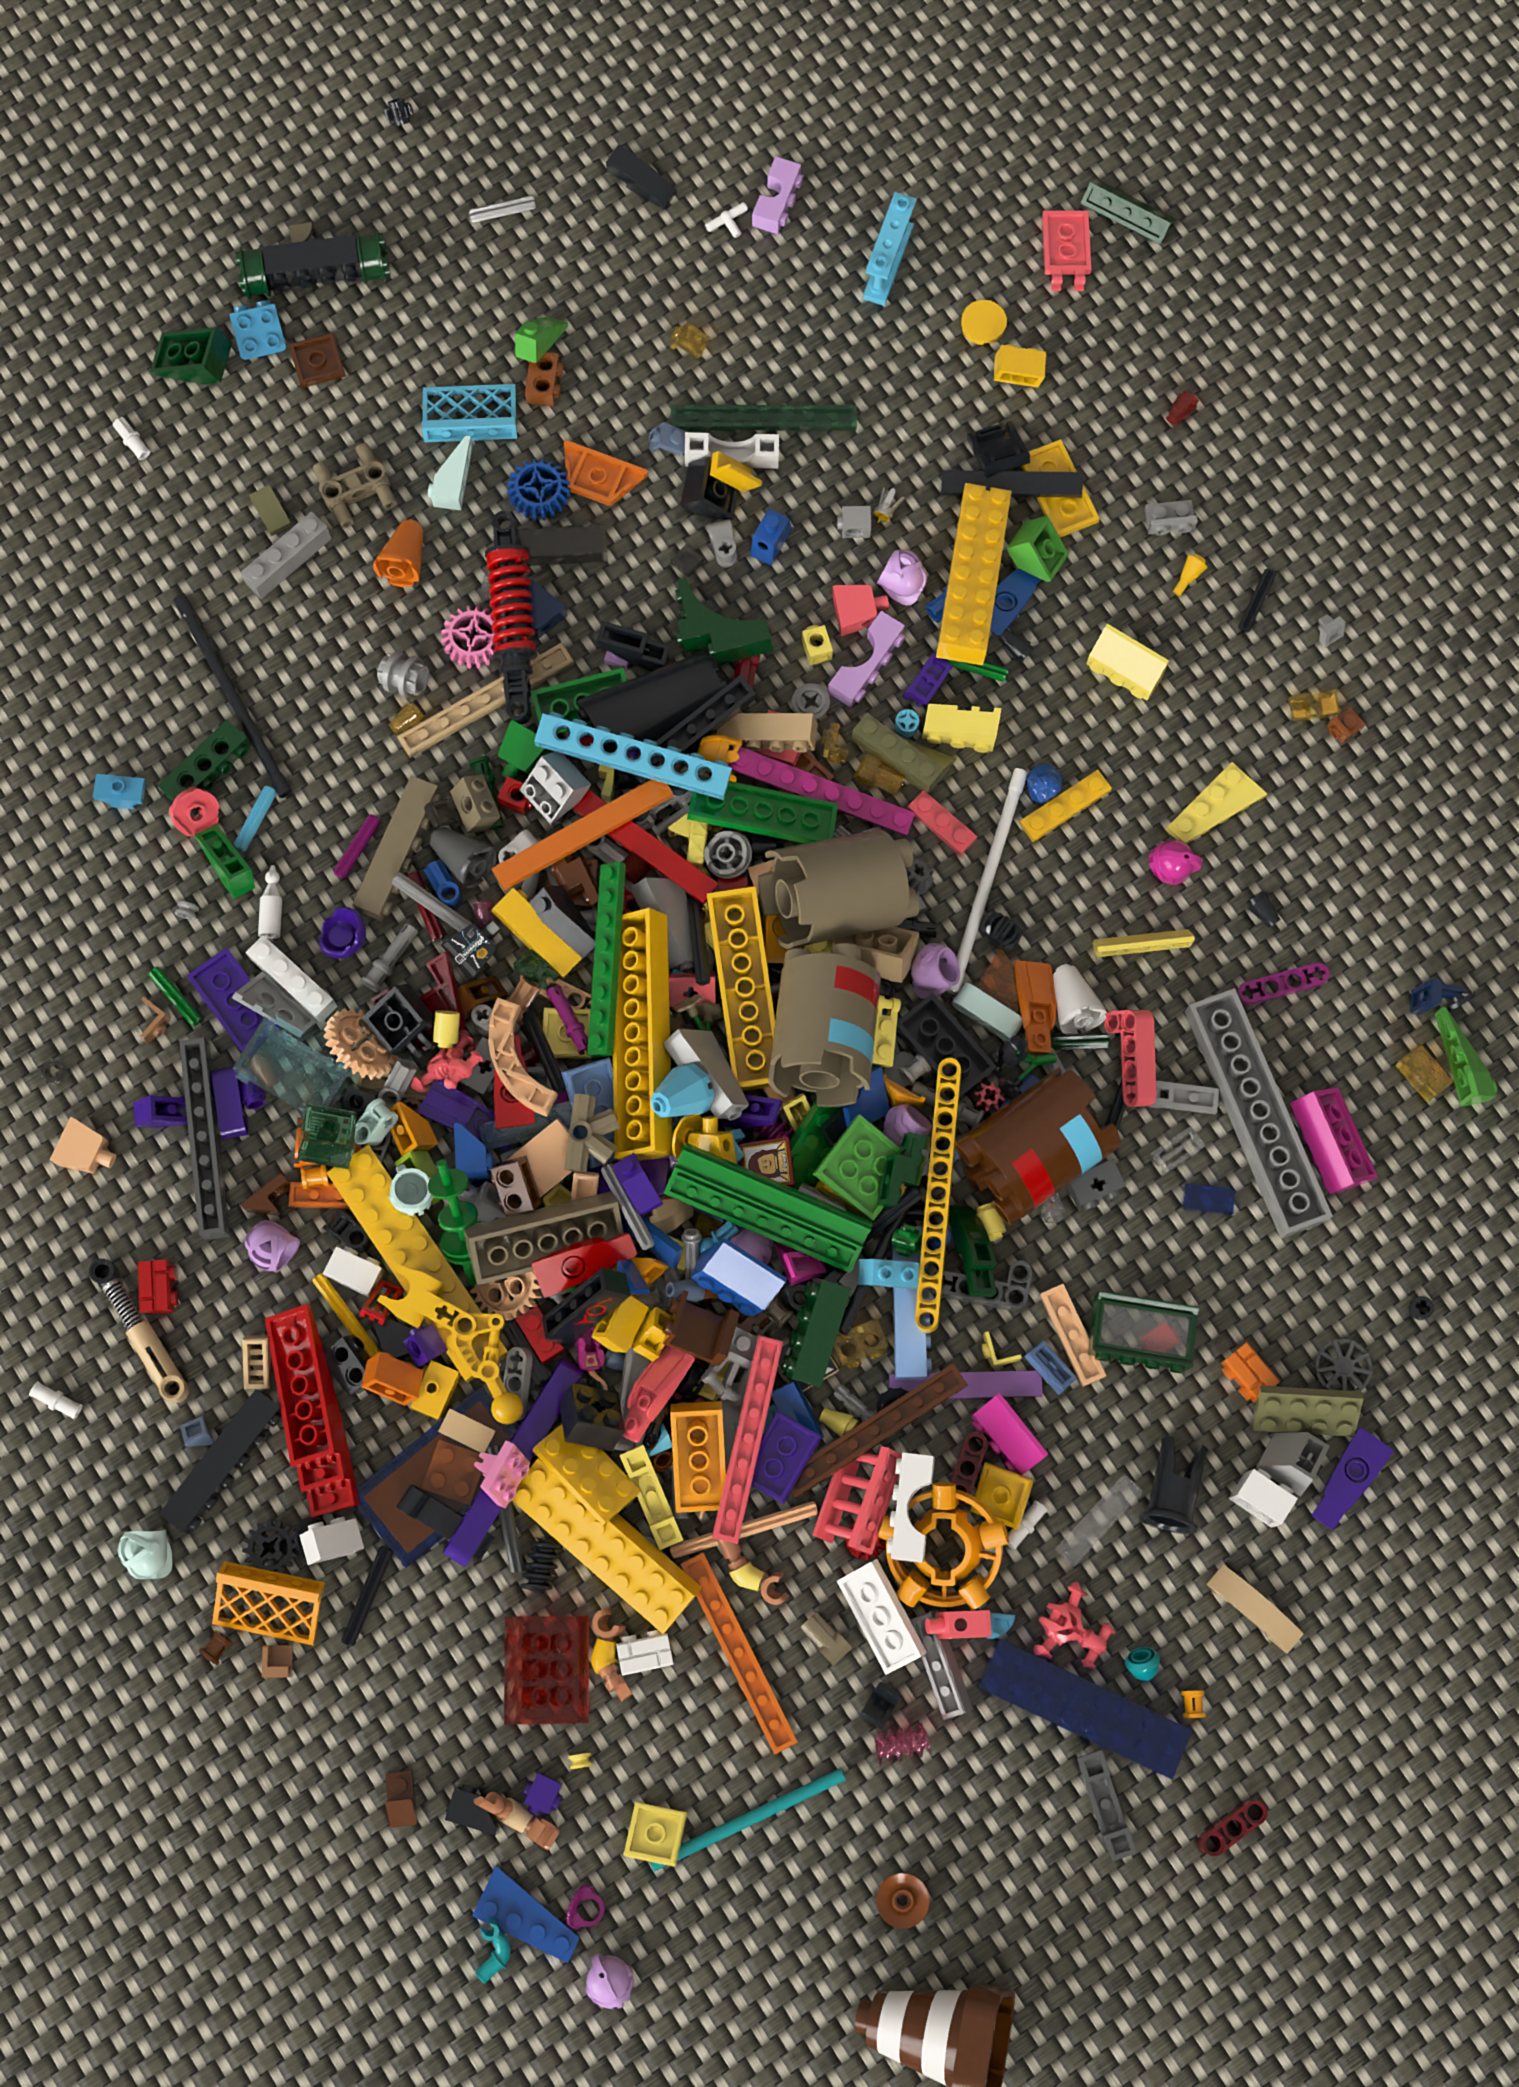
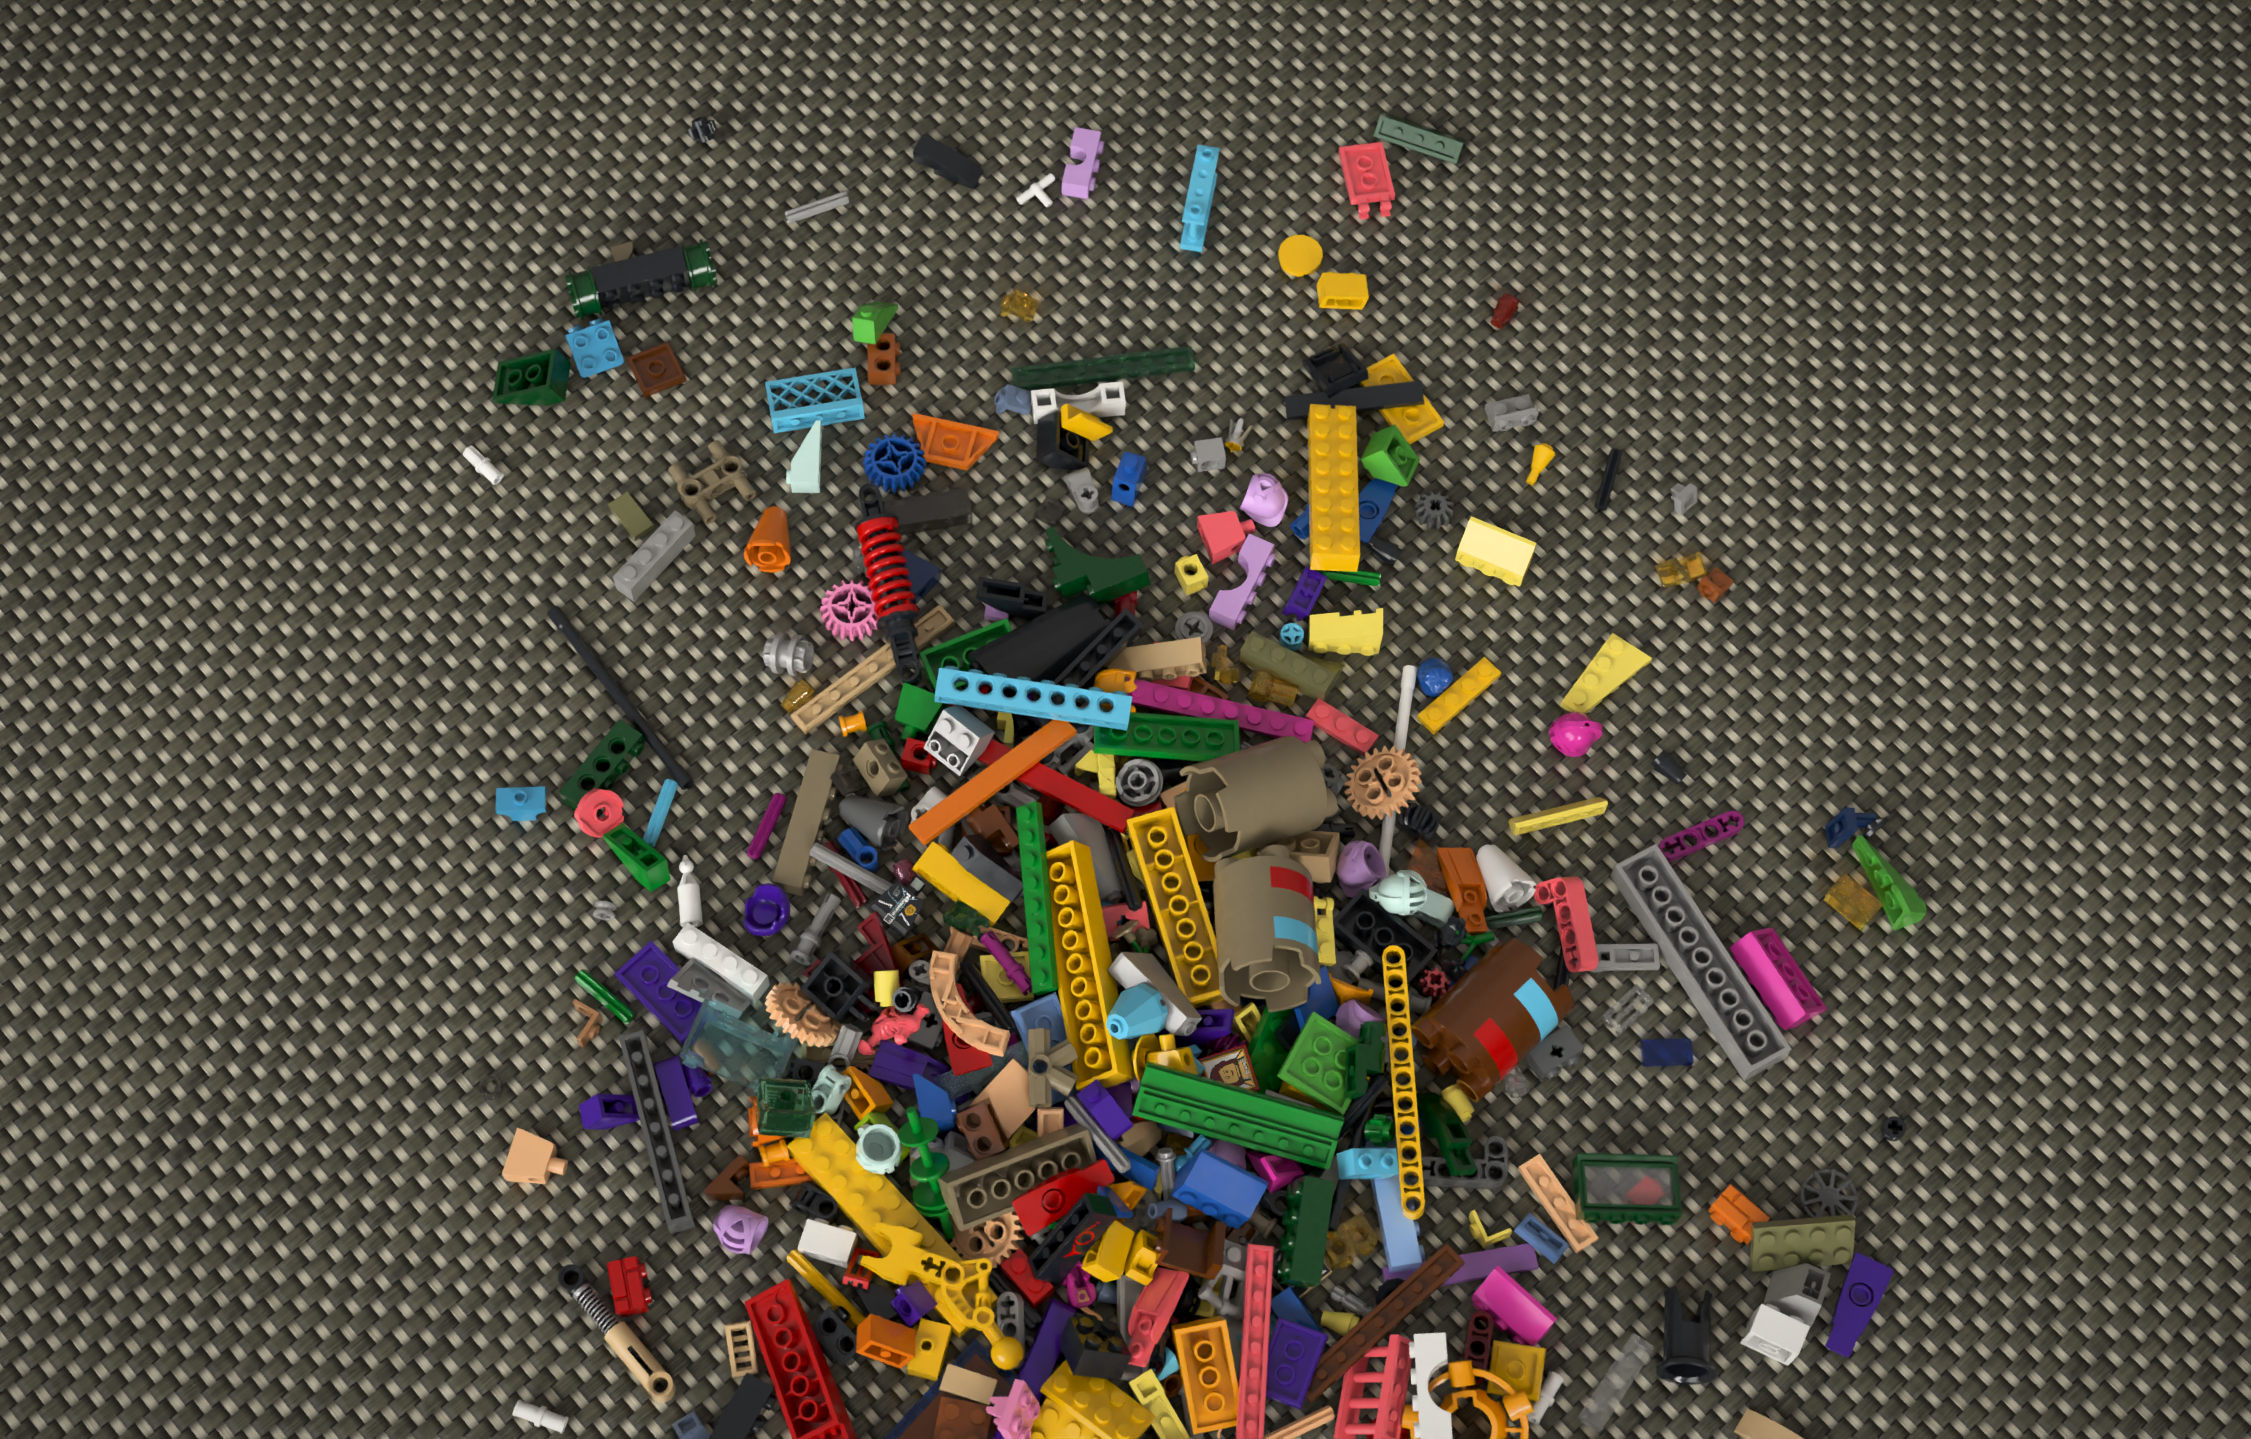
camera: 10 degrees left, 10 degrees down
(456, 753) = (852, 723): none -> light orange bush
(462, 1043) = (906, 998): none -> black cone
(952, 894) = (1366, 791): none -> light nougat gear
(962, 1004) = (1395, 892): none -> light aqua helmet
(1071, 617) = (1426, 506): none -> dark grey gear

